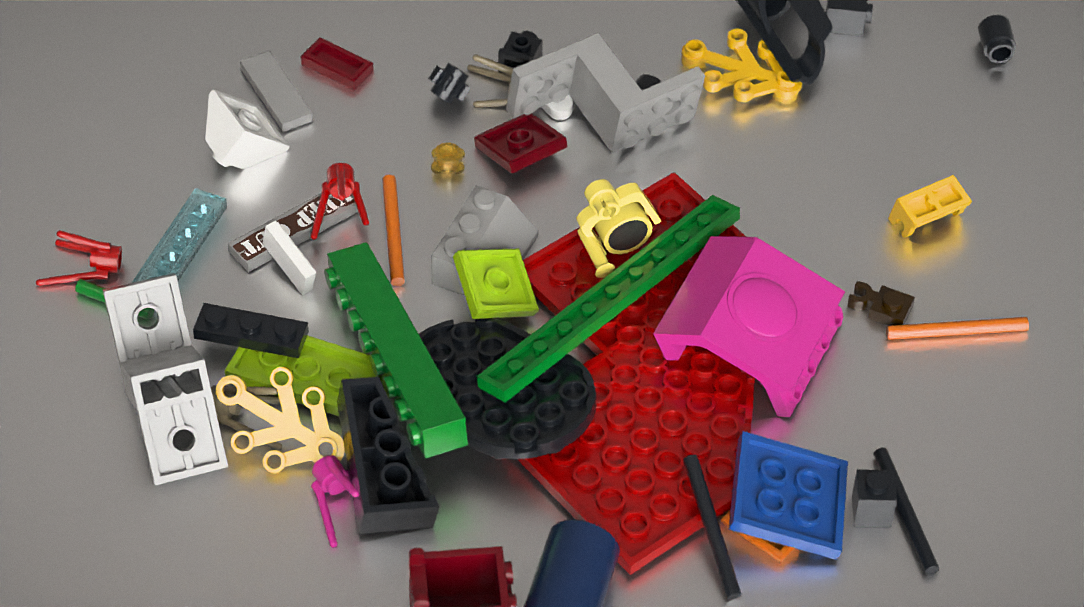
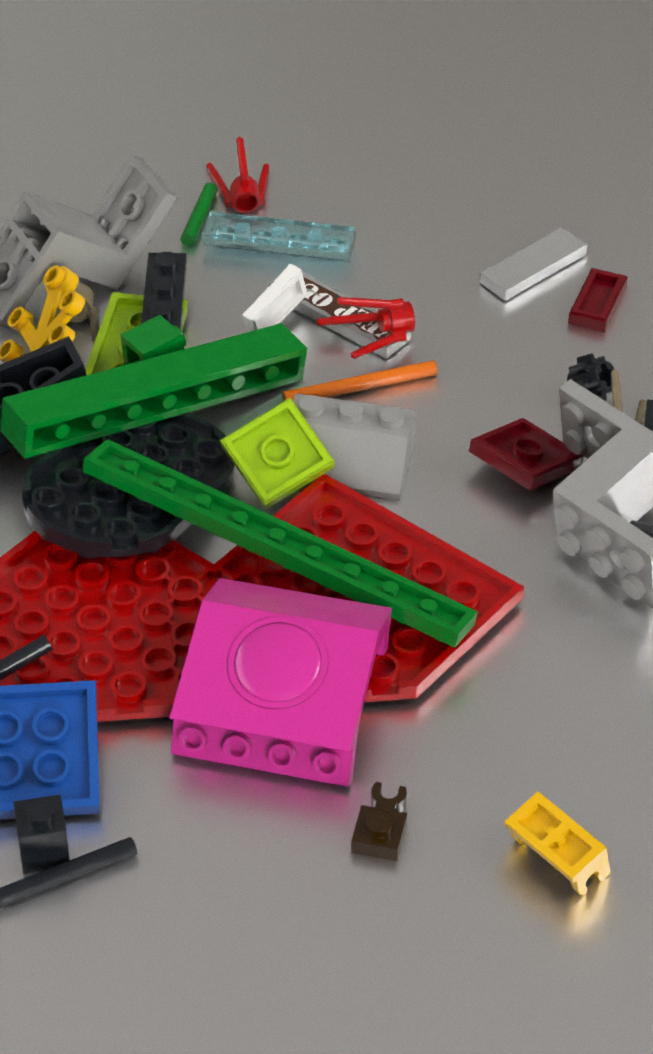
camera: 80 degrees right, 5 degrees down
(240, 132) = (454, 243): white slope -> none
(336, 343) = (151, 340): none -> green brick
(447, 159) = (479, 403): clear yellow plate -> none
(617, 219) = (386, 529): light yellow piece -> none
(957, 328) = (364, 908): orange bar -> none

